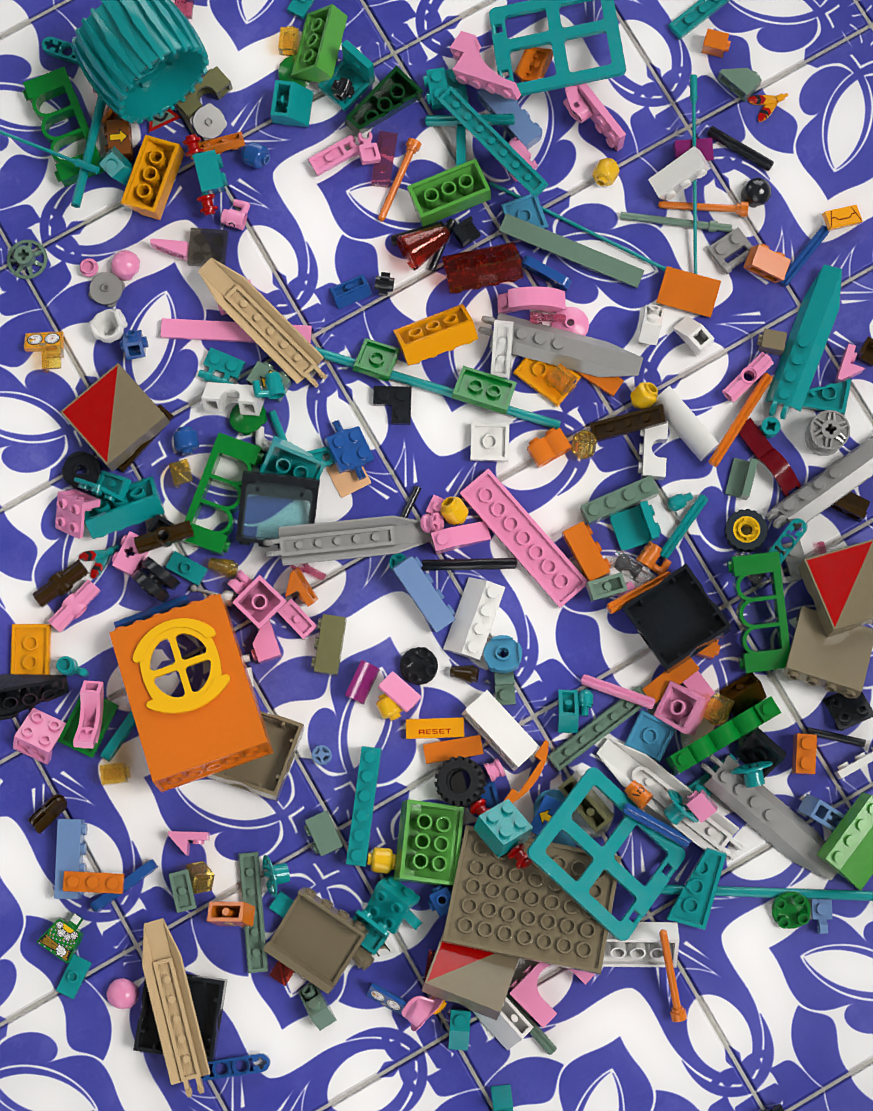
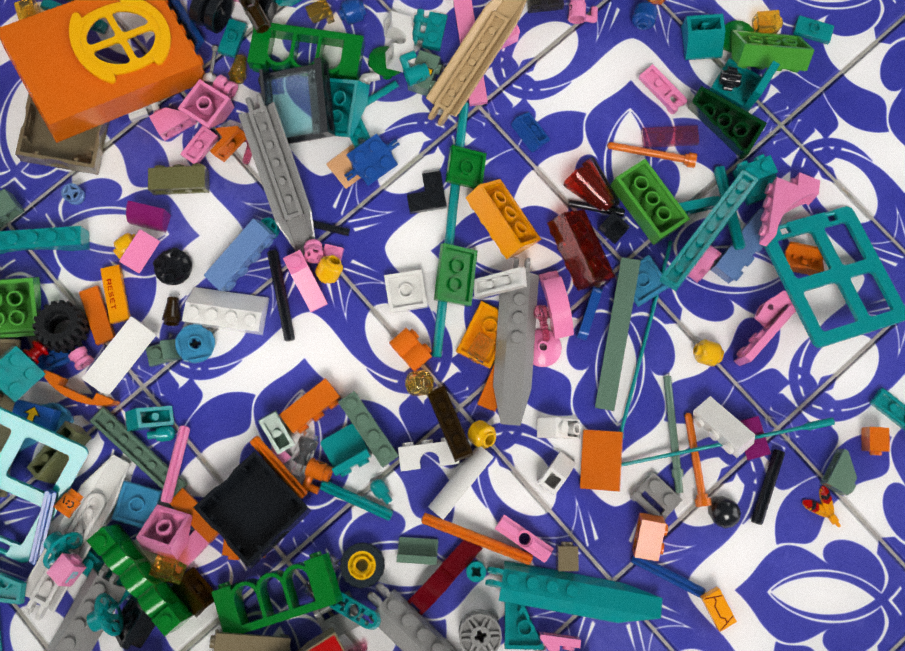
camera: 75 degrees right, 0 degrees up
(368, 151) = (674, 117): bright pink plate -> none
(384, 283) = (543, 159): black gear -> none
(524, 538) = (314, 343): bright pink plate -> none

